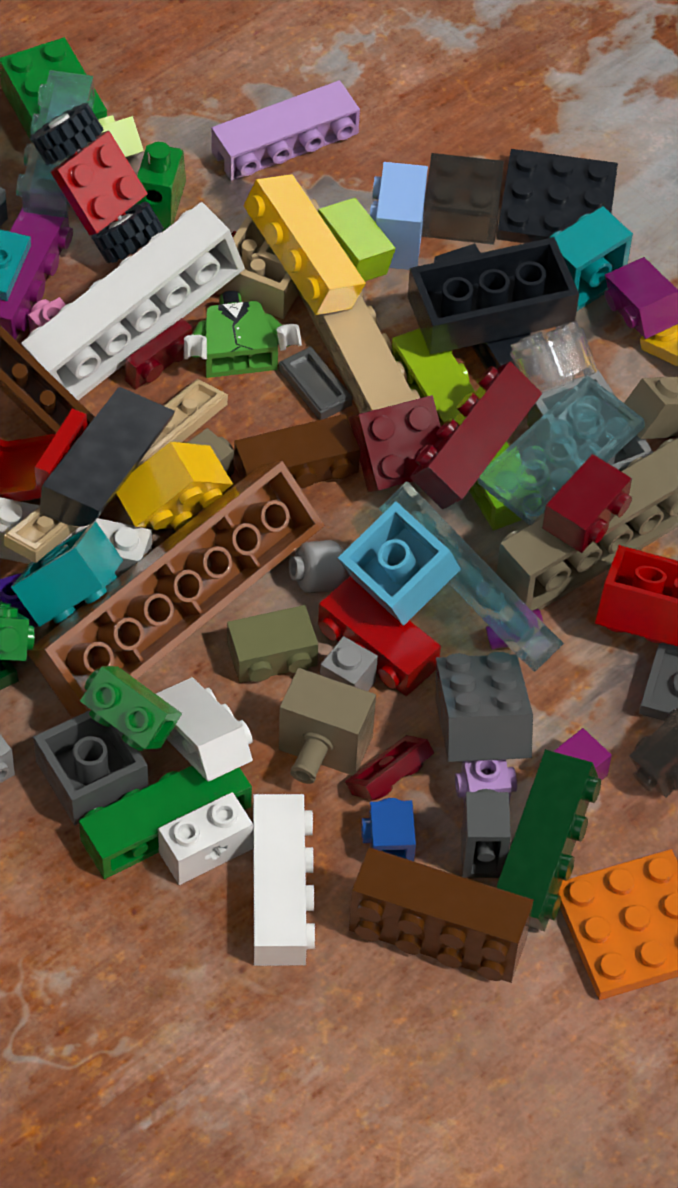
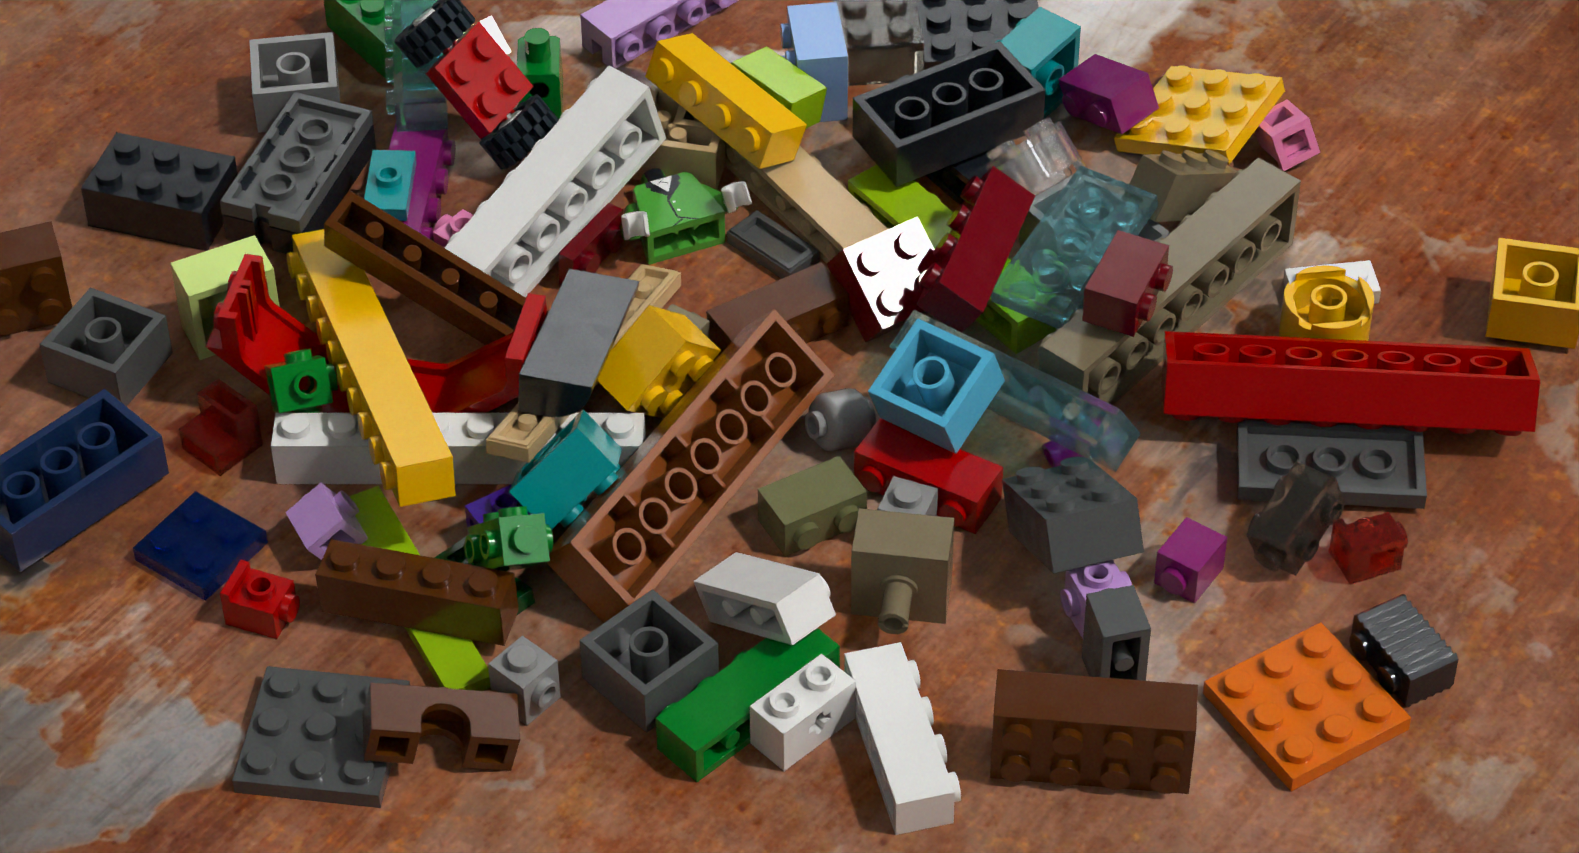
camera: 10 degrees left, 10 degrees down
(129, 707) = (683, 581): green brick -> none
(380, 774) = (990, 595): dark red plate -> none
(390, 827) = (1002, 650): blue brick -> none
(548, 833) = (1187, 618): dark green brick -> none

